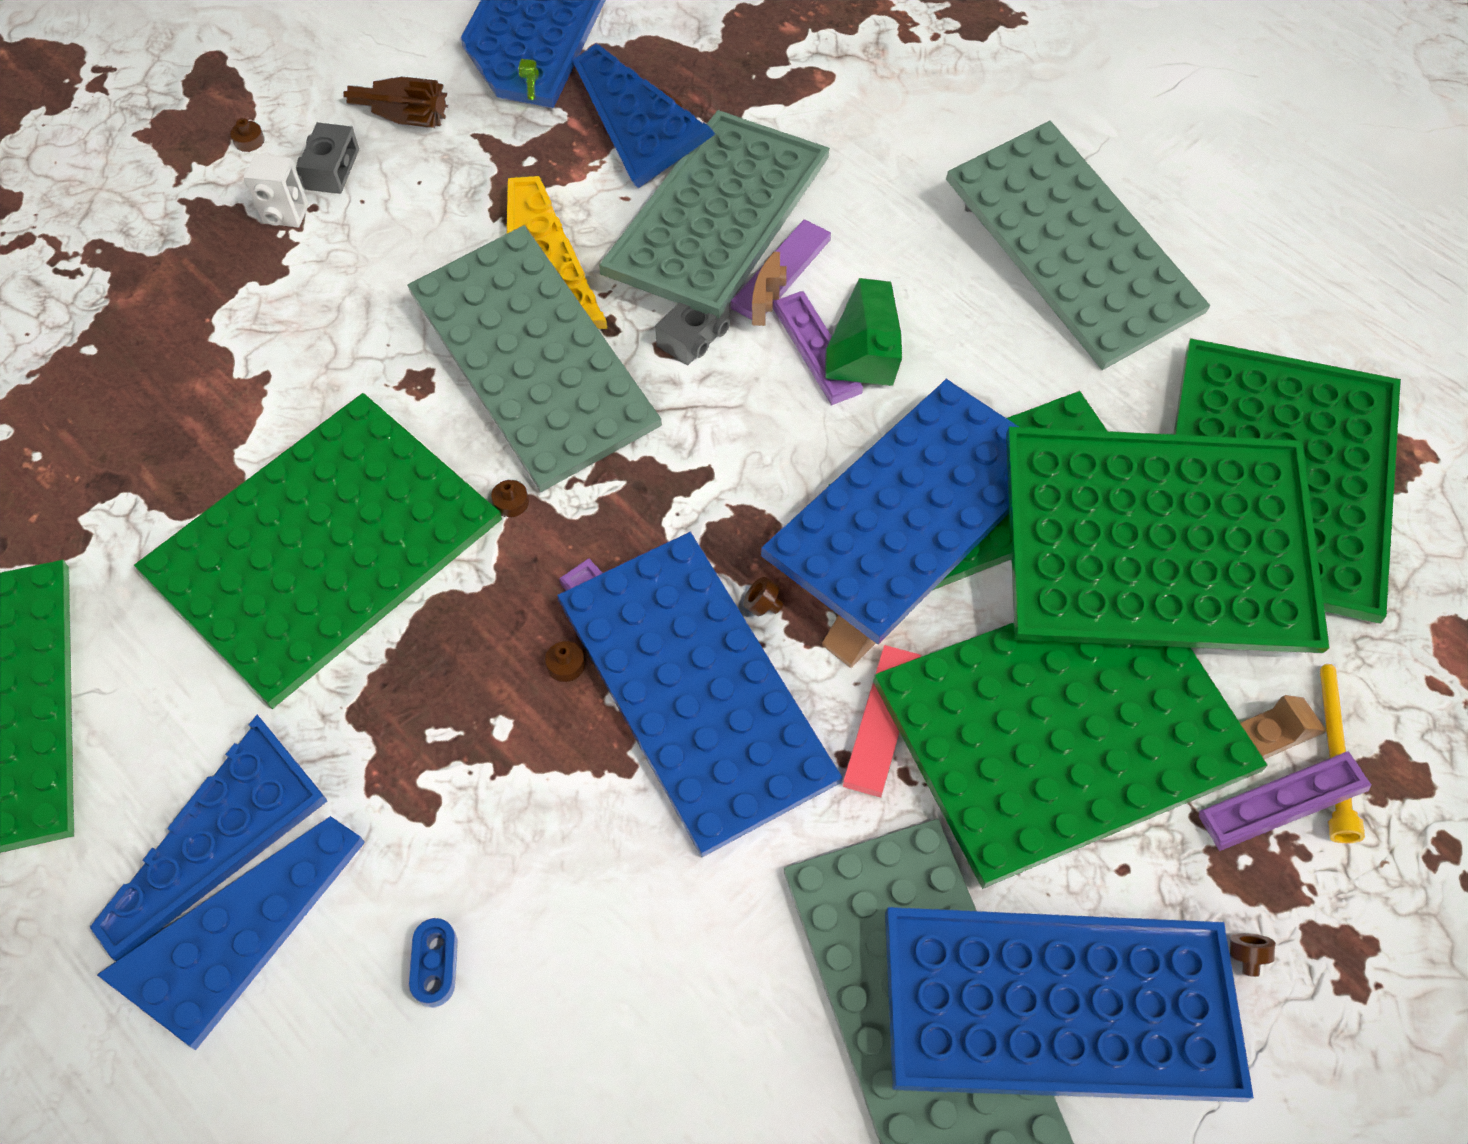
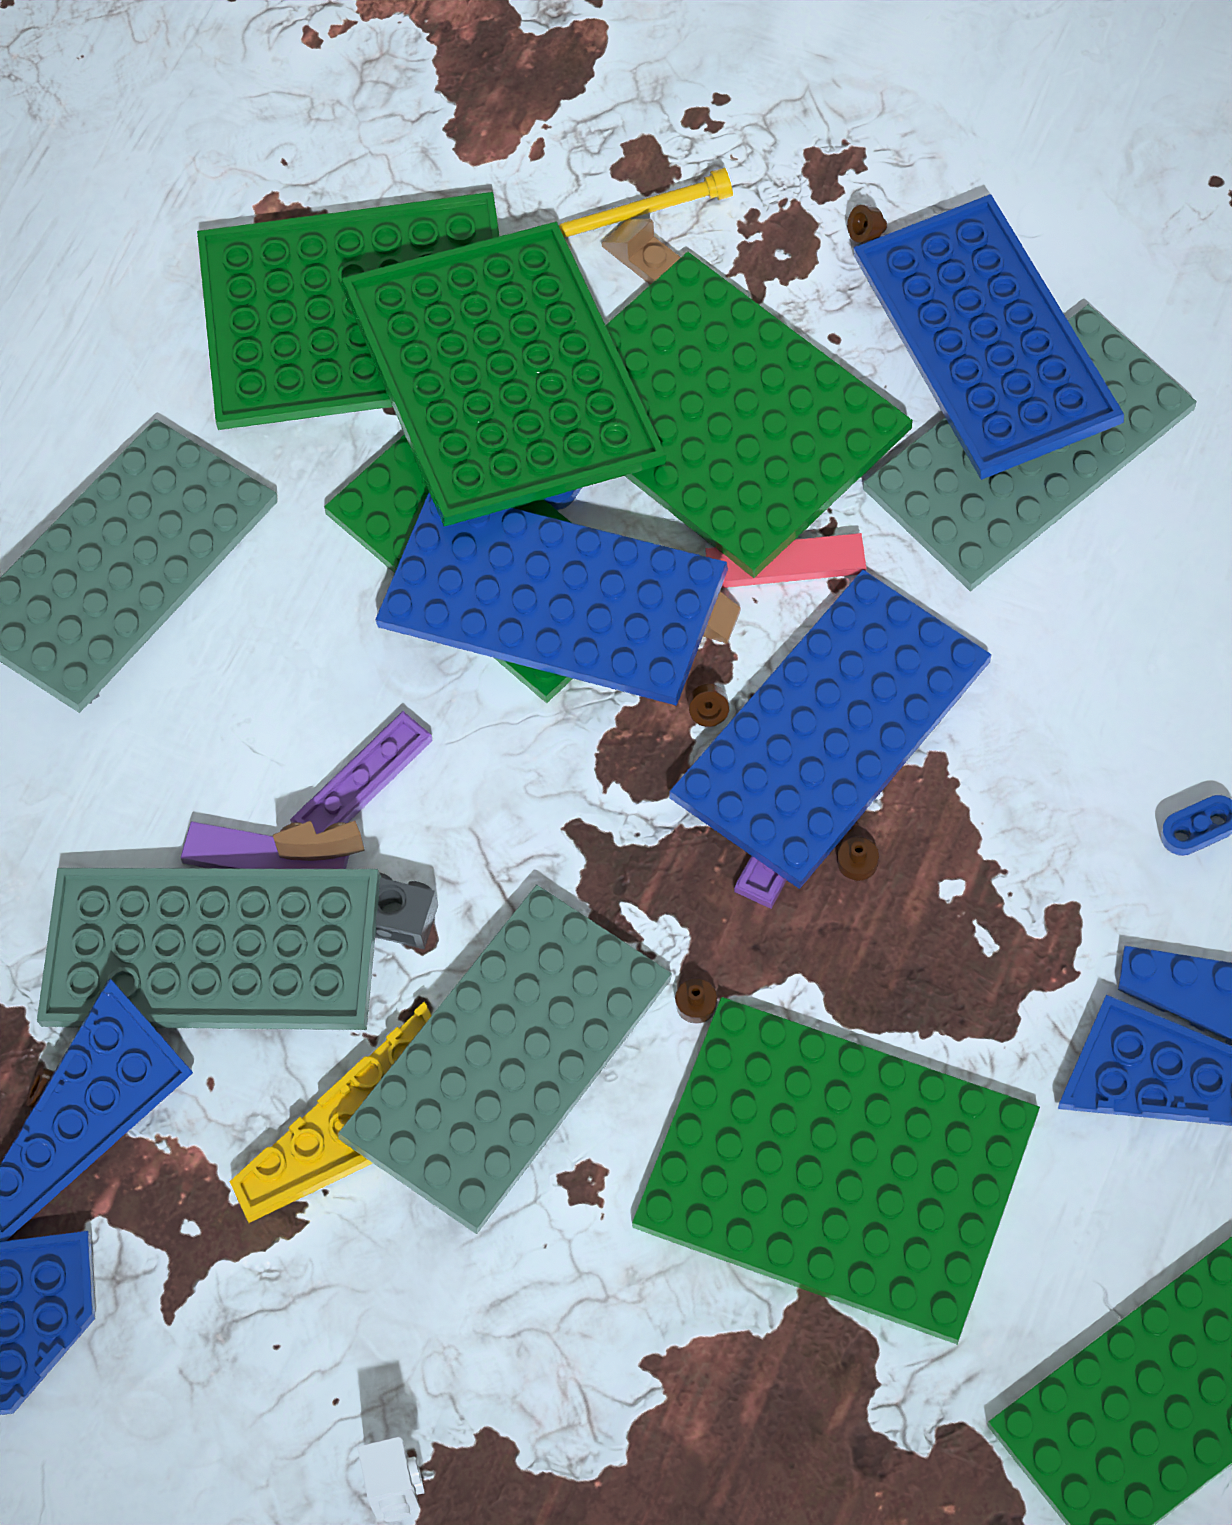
camera: 110 degrees left, 5 degrees up
(328, 158) = (269, 1457): dark grey brick -> none
(402, 100) = (159, 1423): reddish brown piece -> none
(528, 70) = (55, 1269): clear neon green hand -> none
(867, 337) = (334, 722): green wedge -> none
(1284, 800) = (718, 231): medium lavender tile -> none

